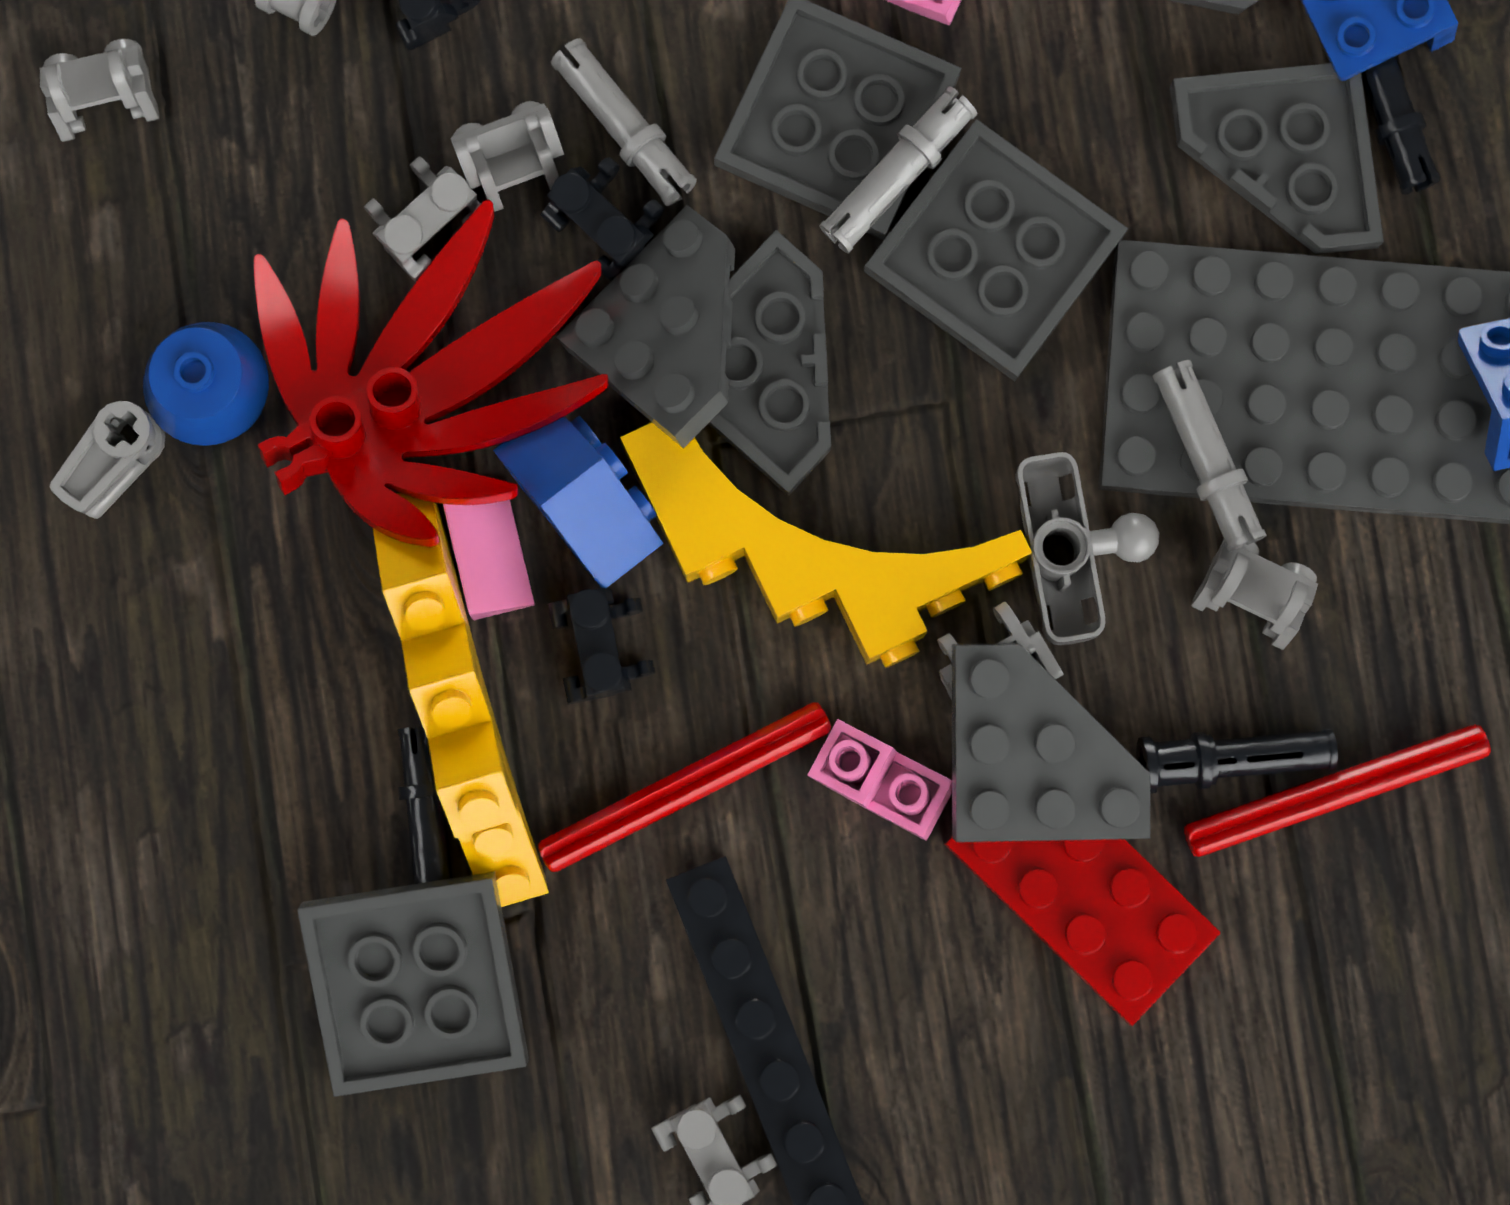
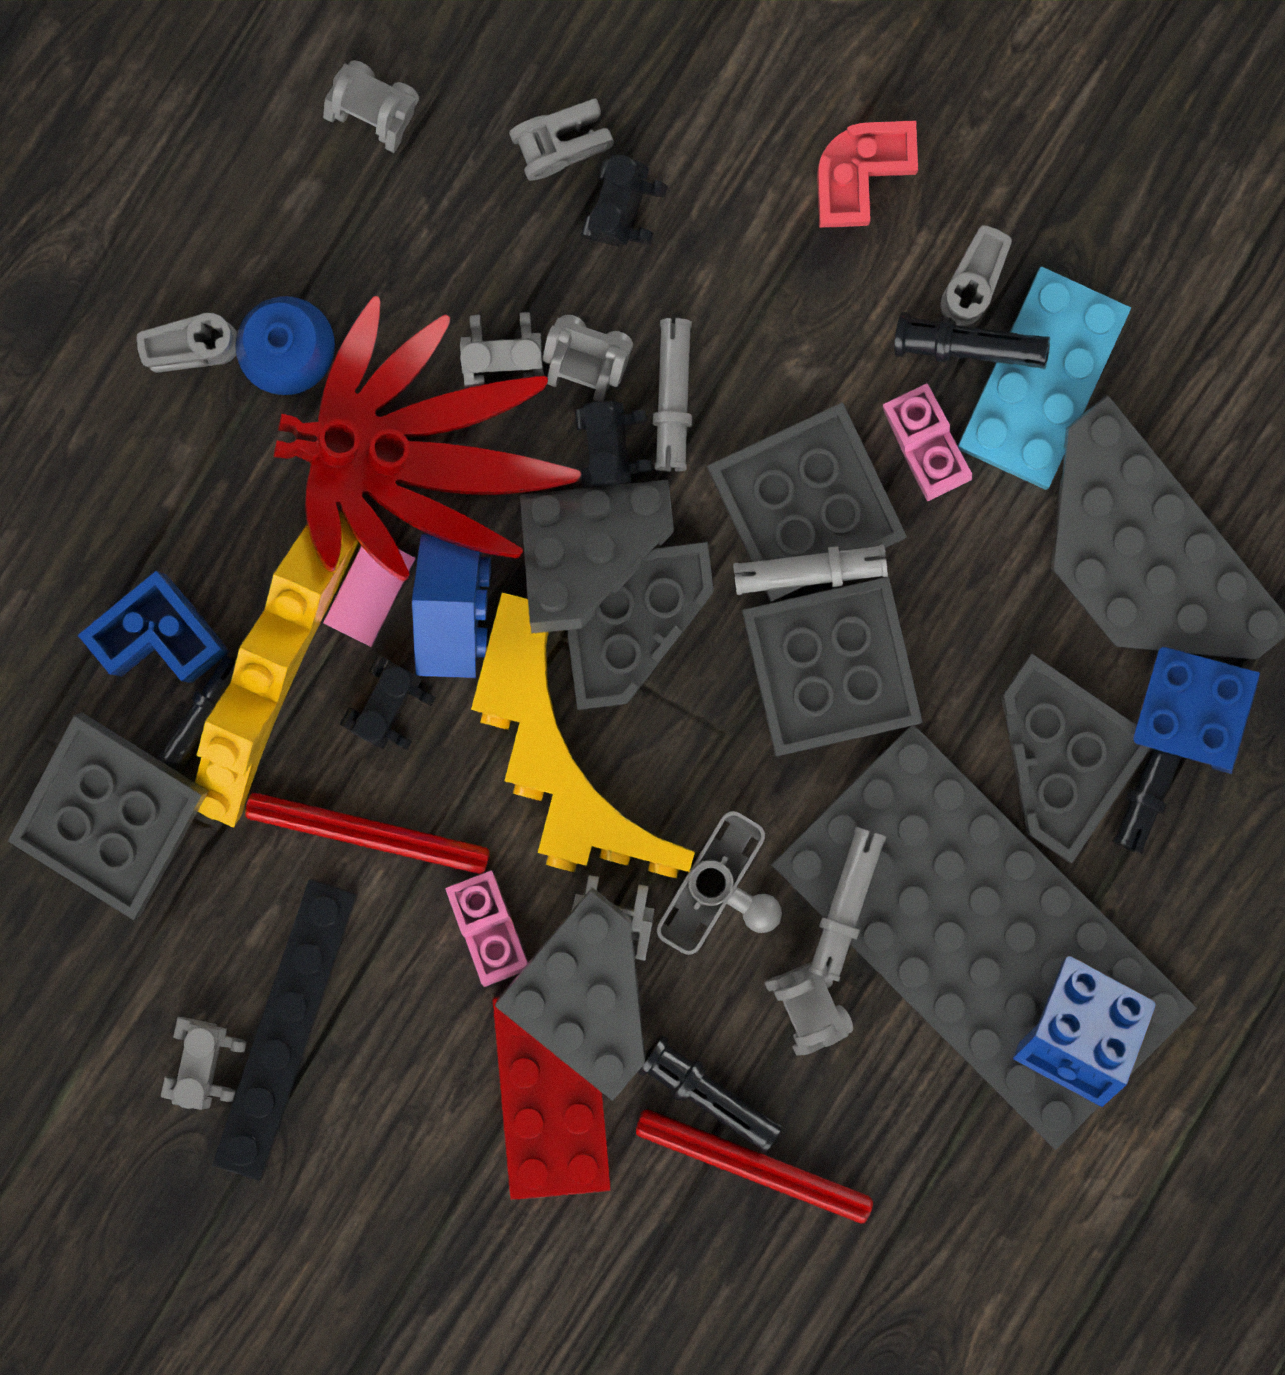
camera: 45 degrees right, 5 degrees up
(294, 752) = (154, 619): none -> blue brick

